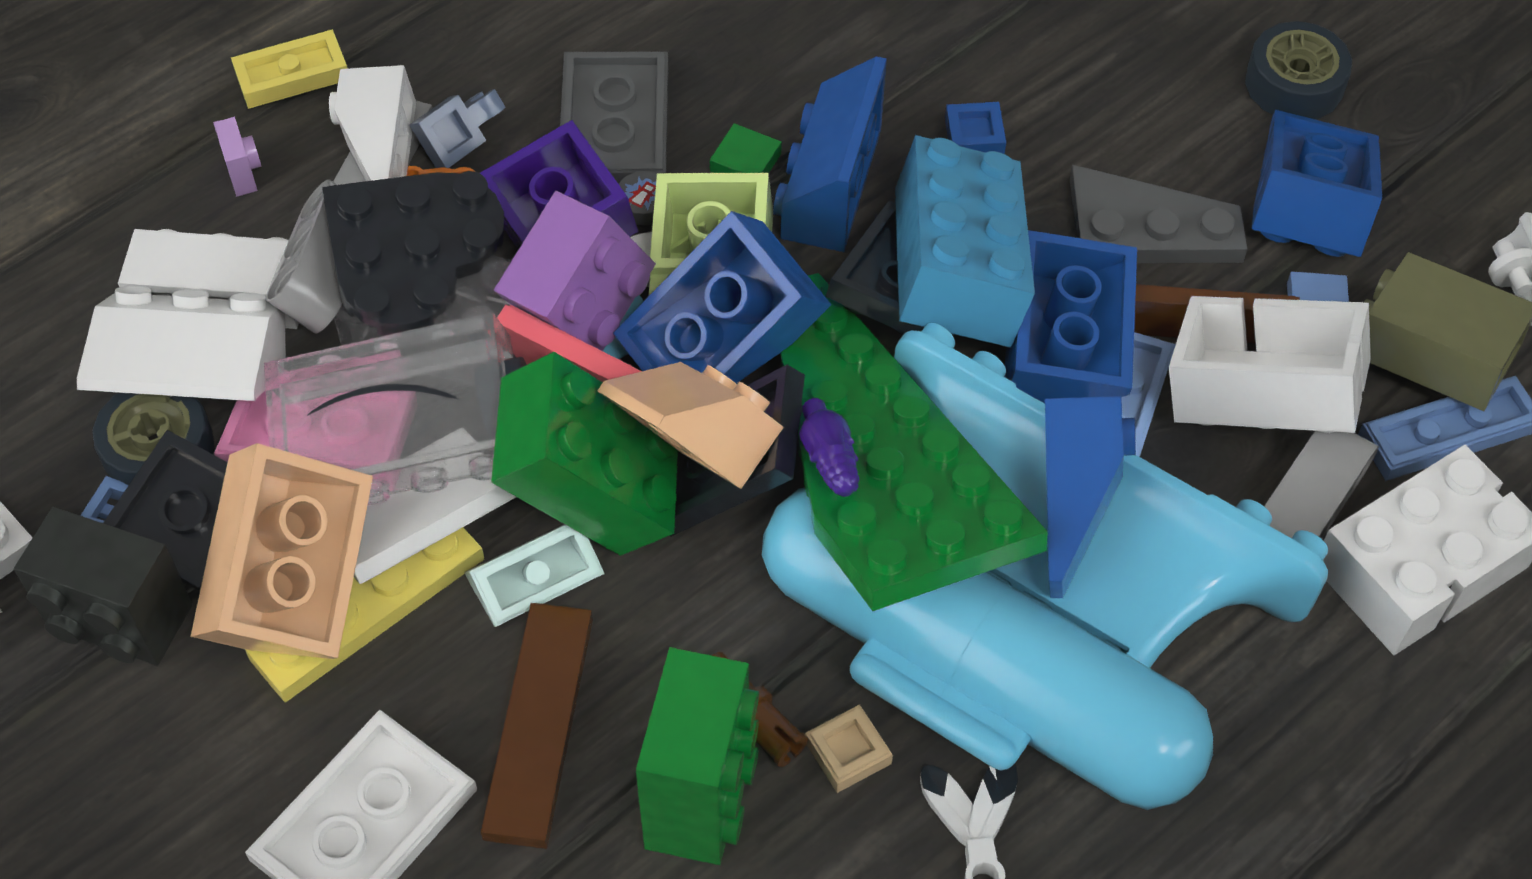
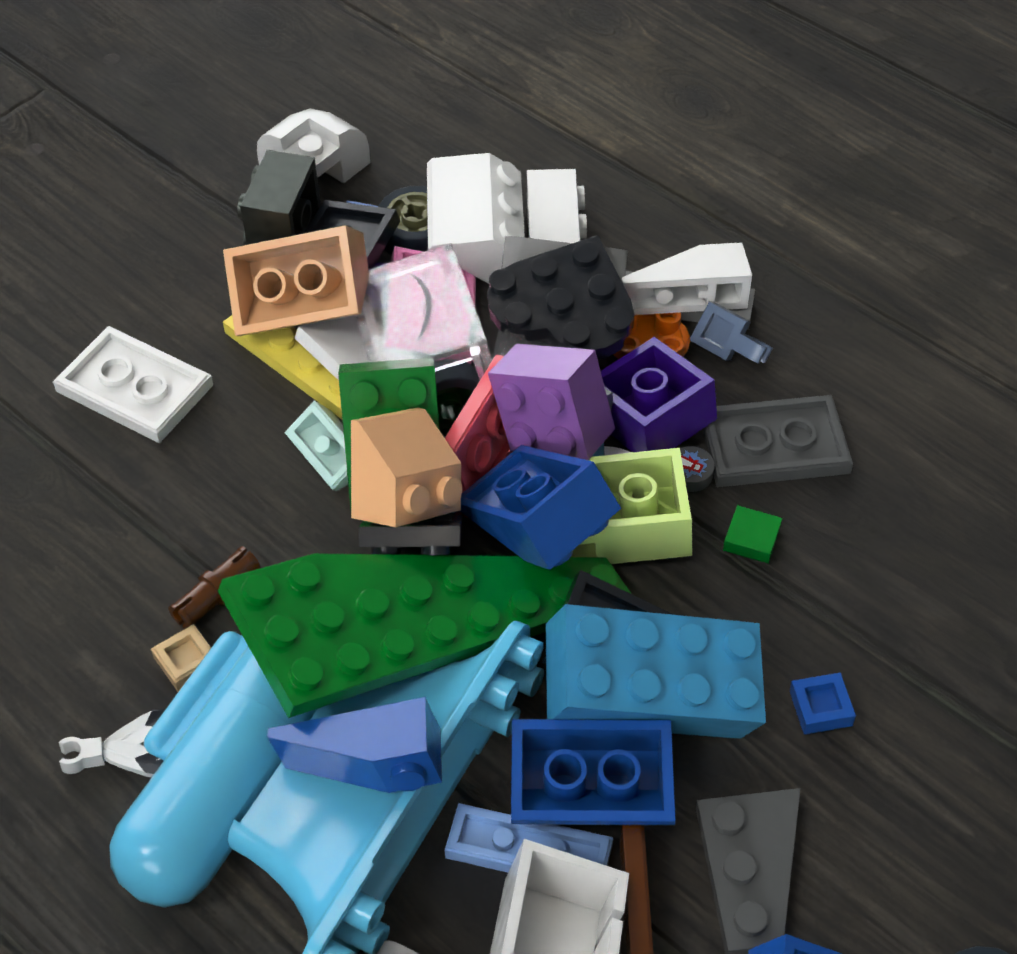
camera: 85 degrees right, 5 degrees down
(239, 155) = (667, 216): lavender plate -> none
(289, 68) = (764, 233): light yellow plate -> none
(537, 726) = (205, 465): reddish brown tile -> none
(697, 756) = (136, 526): green brick -> none
(829, 446) = (378, 560): dark purple piece -> none
(833, 158) = (751, 587): blue slope -> none

